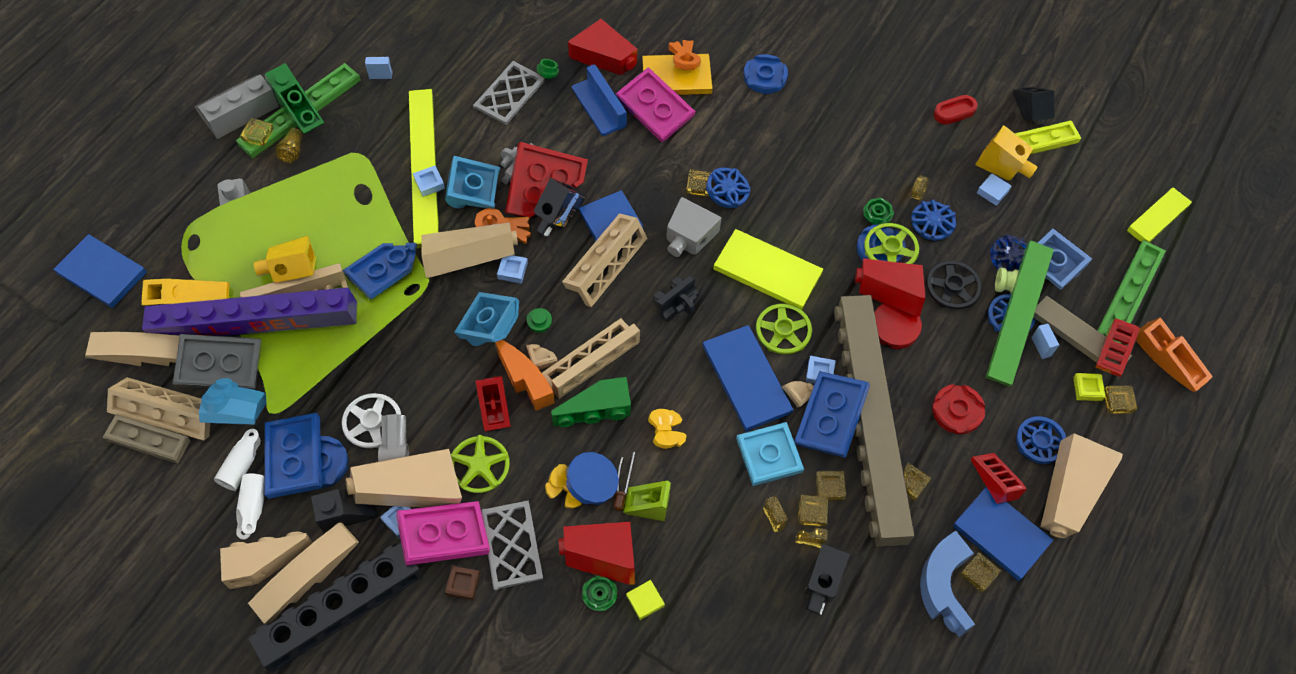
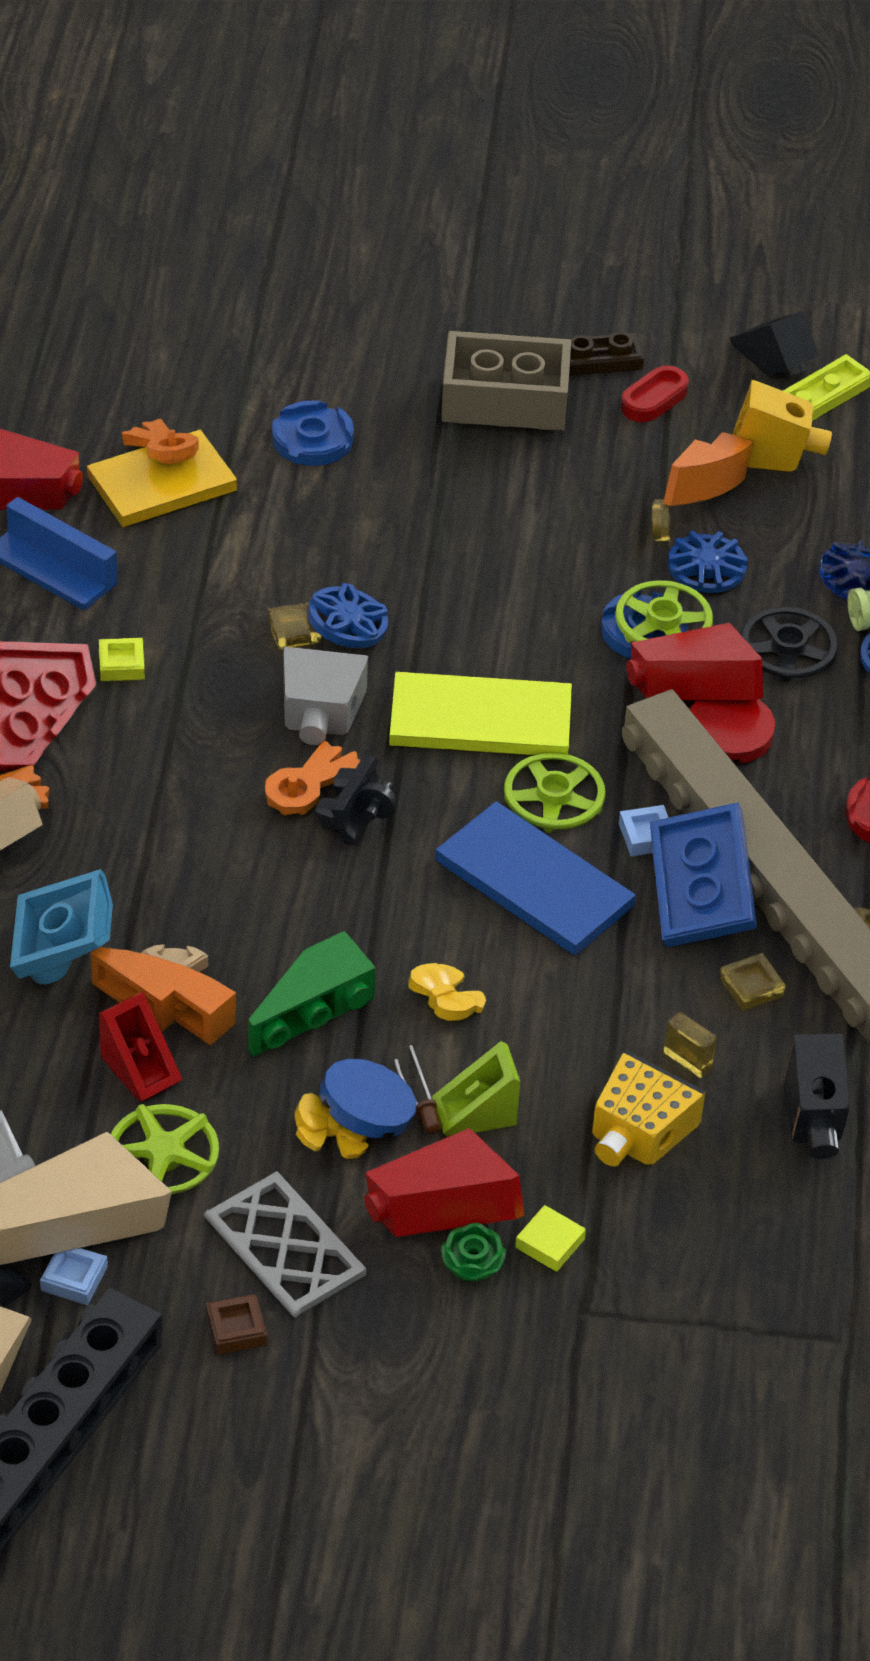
camera: 25 degrees left, 15 degrees down
(442, 533) = (166, 1256): dark pink tile -> none
(512, 269) = (47, 851): light blue tile -> none
(539, 320) = (141, 910): green plate -> none
(557, 205) = (82, 708): black torso -> none
(594, 361) = (275, 932): tan fence -> none
(602, 212) = (174, 725): blue tile -> none
(604, 171) = (121, 659): none -> neon yellow tile
(605, 253) = (204, 779): tan fence -> none
(651, 278) = (299, 788): none -> orange piece
(655, 104) = (155, 530): dark pink tile -> none
(729, 545) = (644, 1112): none -> yellow torso
(769, 454) = (632, 971): medium azure tile -> none
(798, 391) = (630, 868): tan tile -> none
(813, 510) = (744, 1024): clear yellow tile -> none
(813, 539) = (767, 1059): clear yellow tile -> none
(876, 78) = (506, 380): none -> dark tan brick
(878, 205) = (613, 574): green plate -> none
(927, 74) = (605, 353): none -> dark brown tile
(957, 168) = (708, 469): none -> orange slope
(994, 189) = (778, 489): light blue tile -> none

